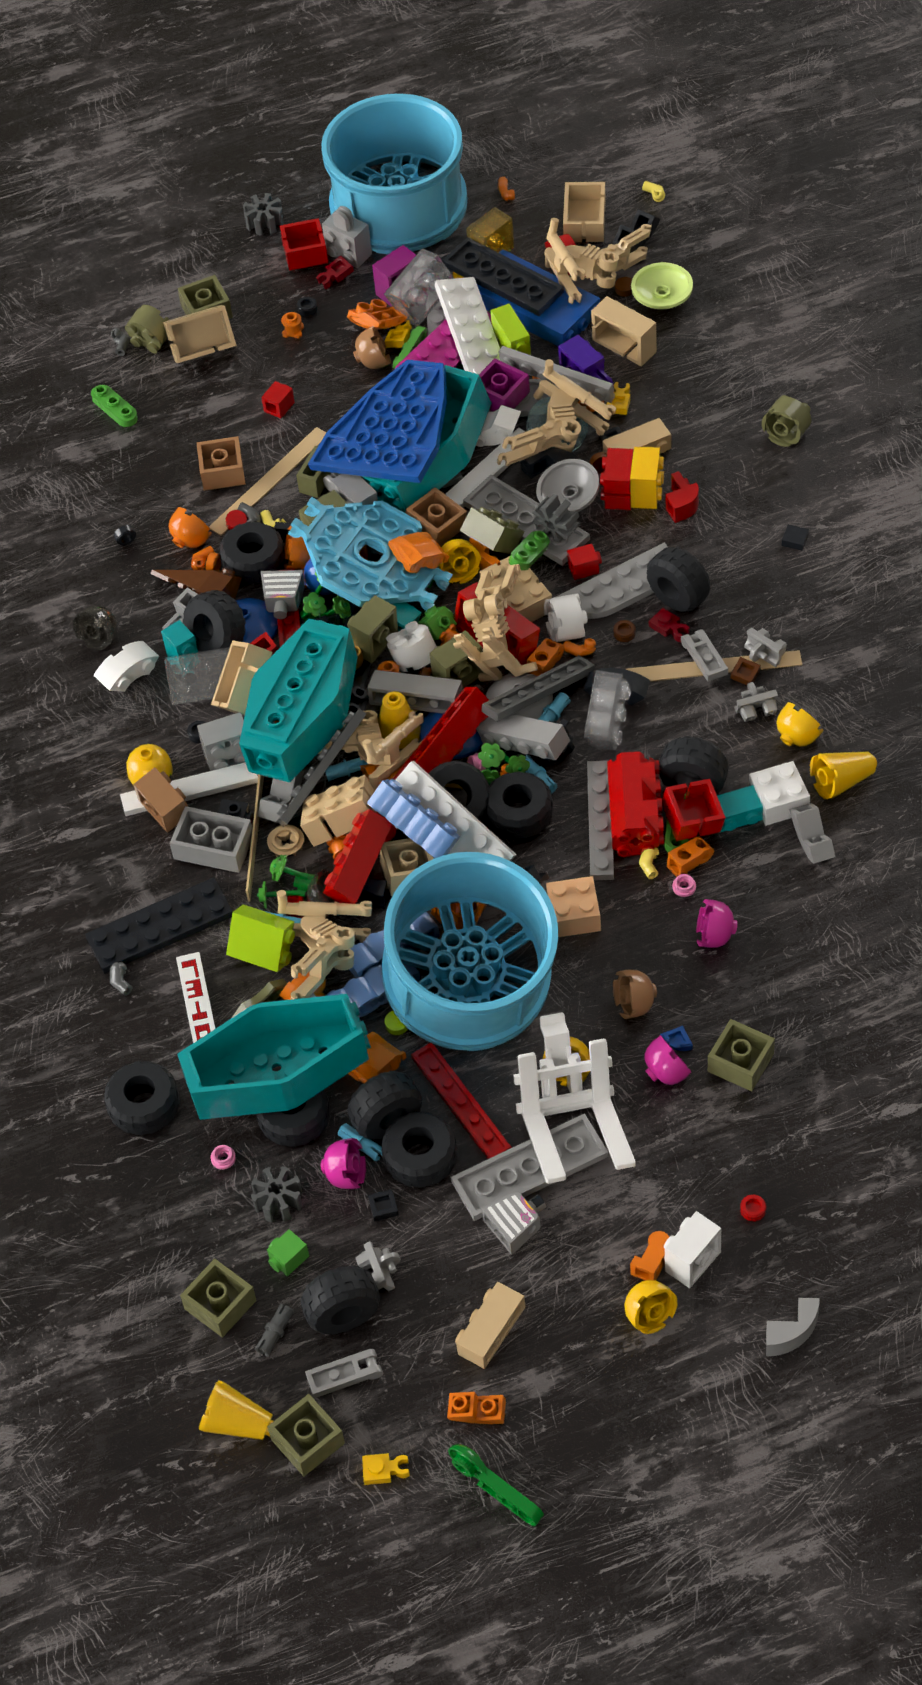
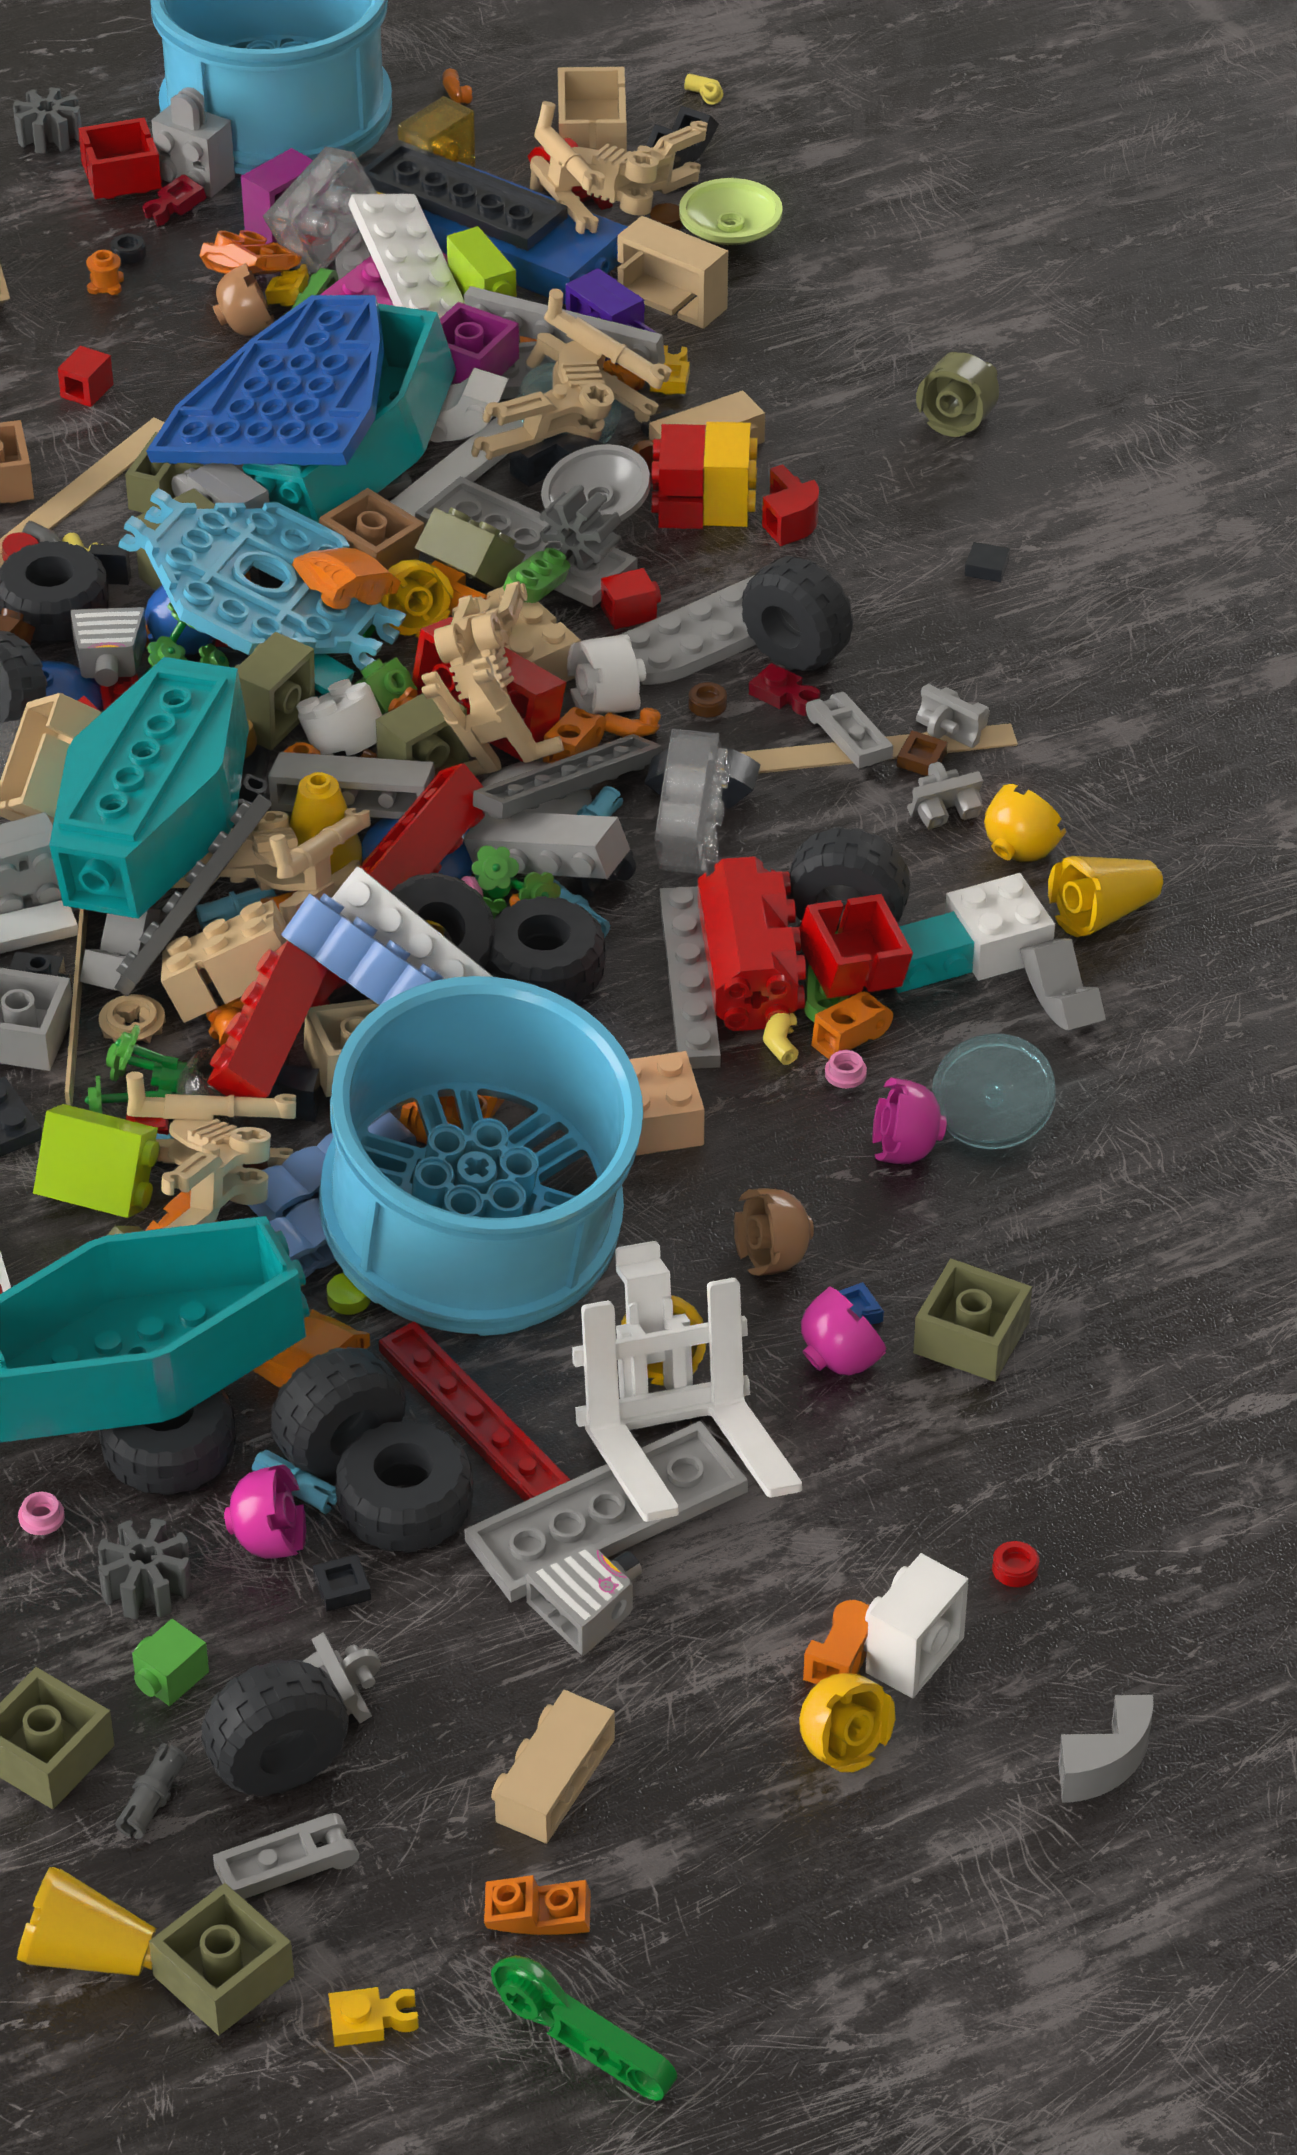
camera: 10 degrees left, 10 degrees down
(295, 552) = (132, 579): orange cylinder -> none
(766, 904) = (994, 1091): none -> clear light blue piece

